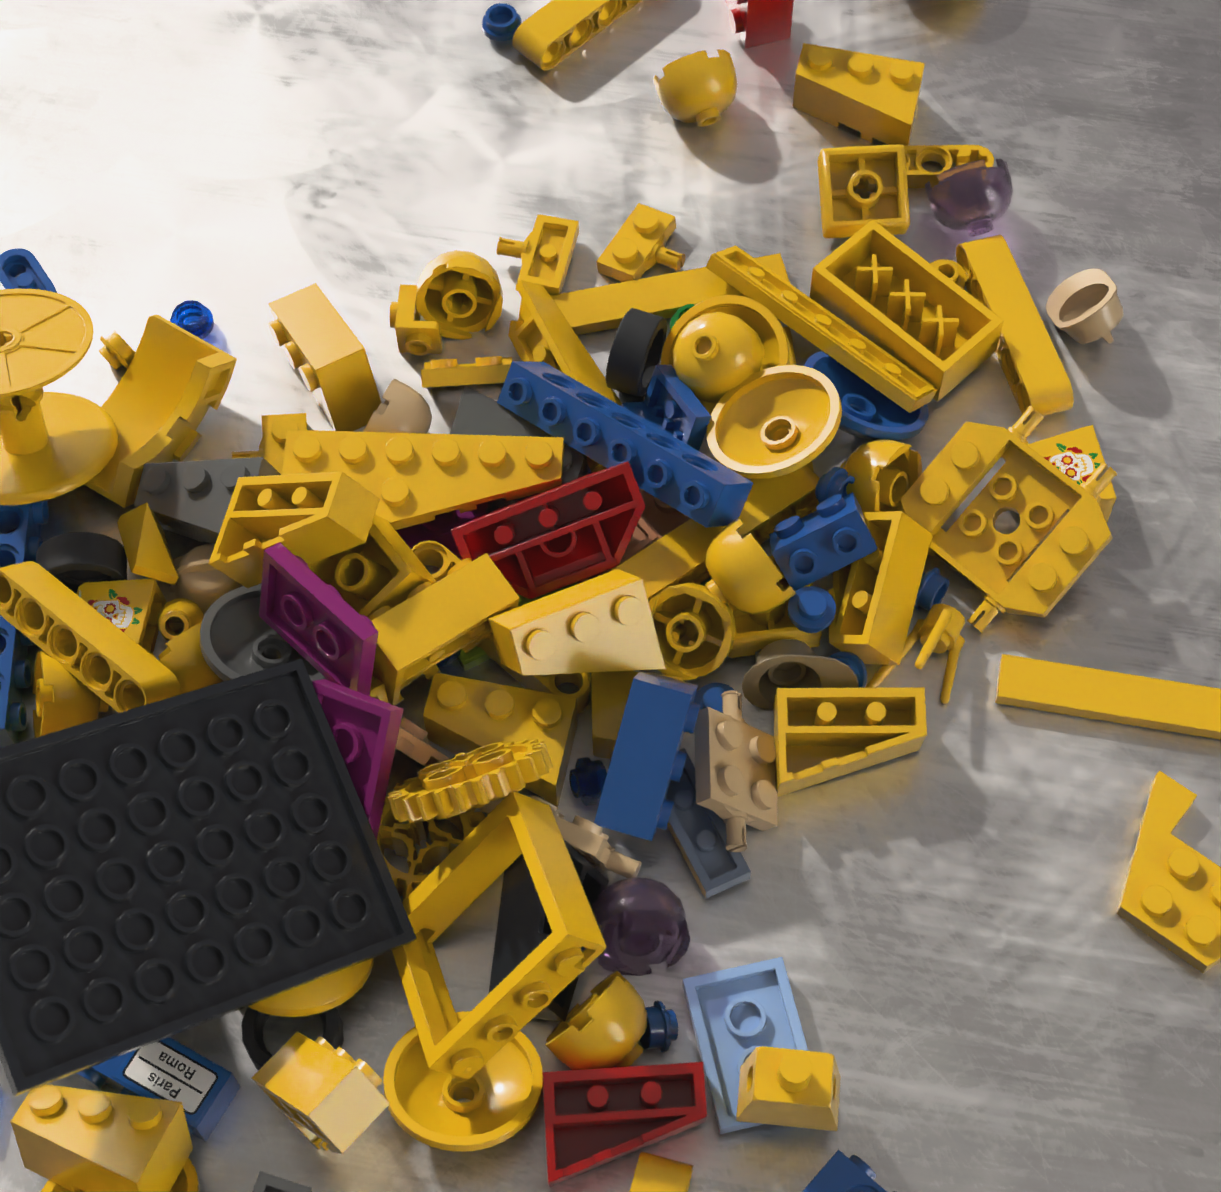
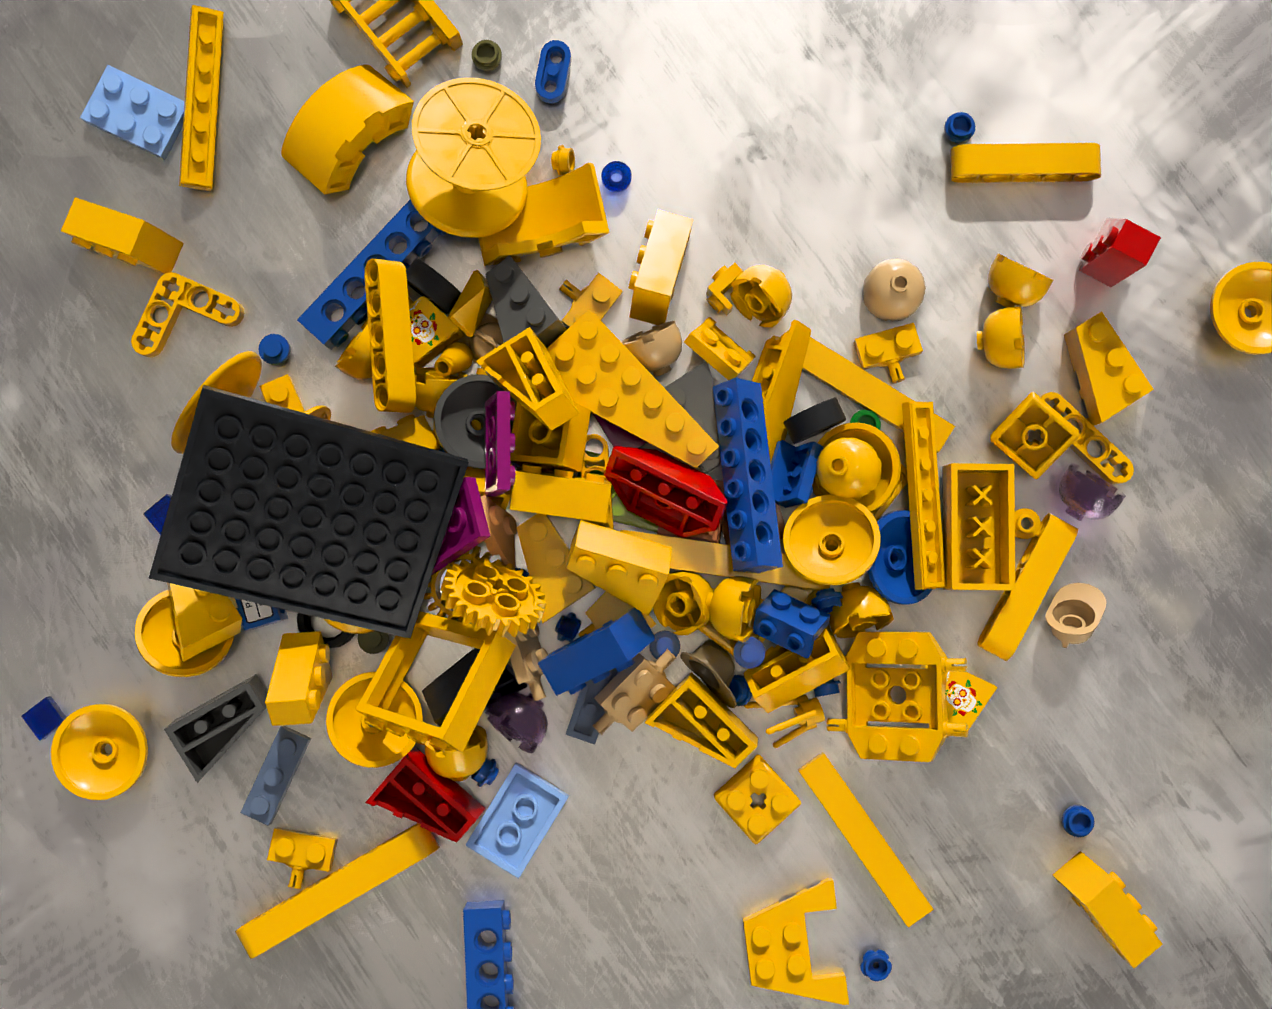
camera: 45 degrees right, 25 degrees up
(372, 1005) = (373, 642): none -> olive plate
(544, 252) = (832, 308): yellow plate -> none
(588, 189) = (894, 290): none -> tan cylinder
(740, 140) = (1003, 338): none -> yellow cylinder
(789, 1089) = (502, 865): yellow torso -> none
(961, 777) = (736, 799): none -> yellow brick

